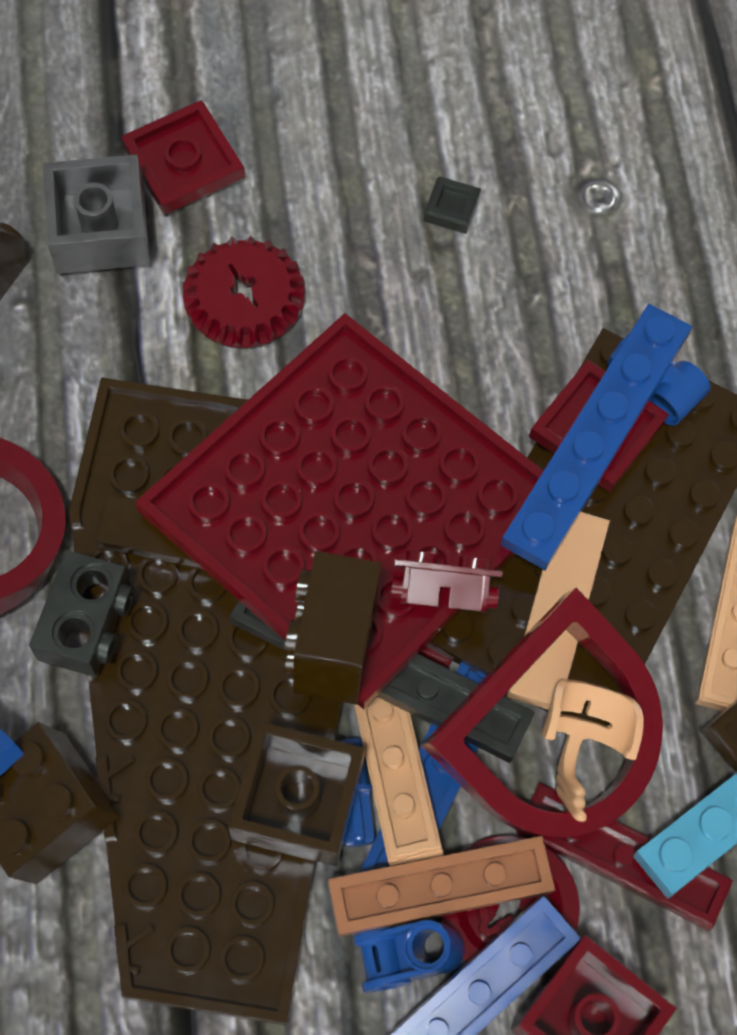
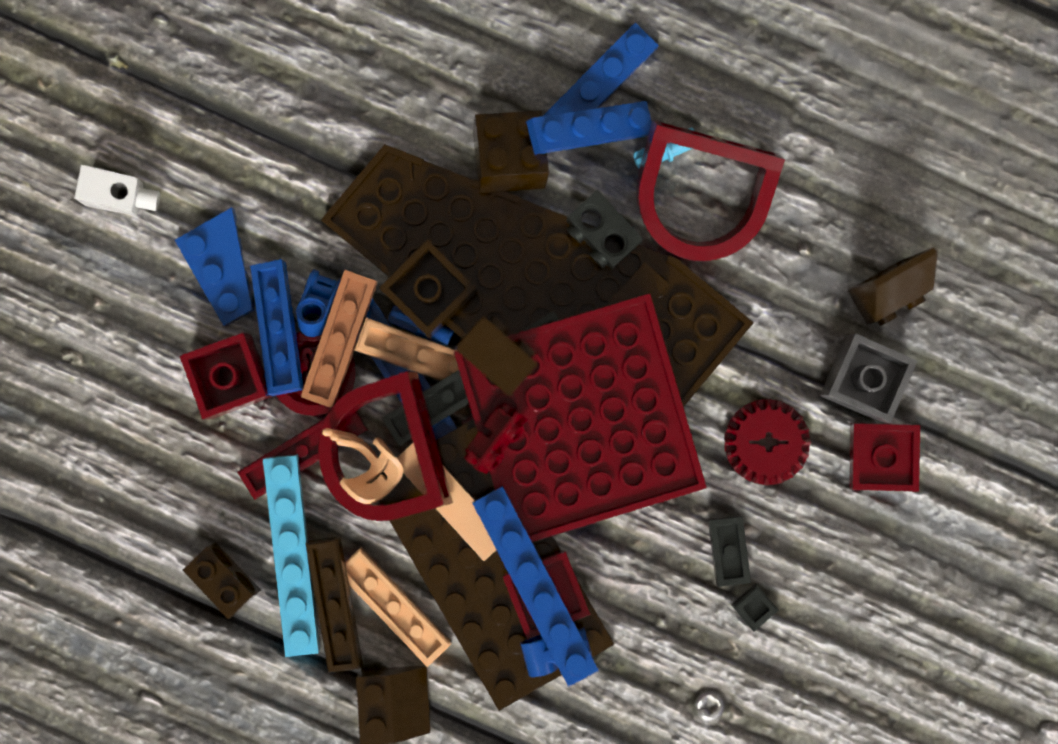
camera: 120 degrees right, 20 degrees up
(403, 262) = (729, 551): none -> pearl dark grey plate

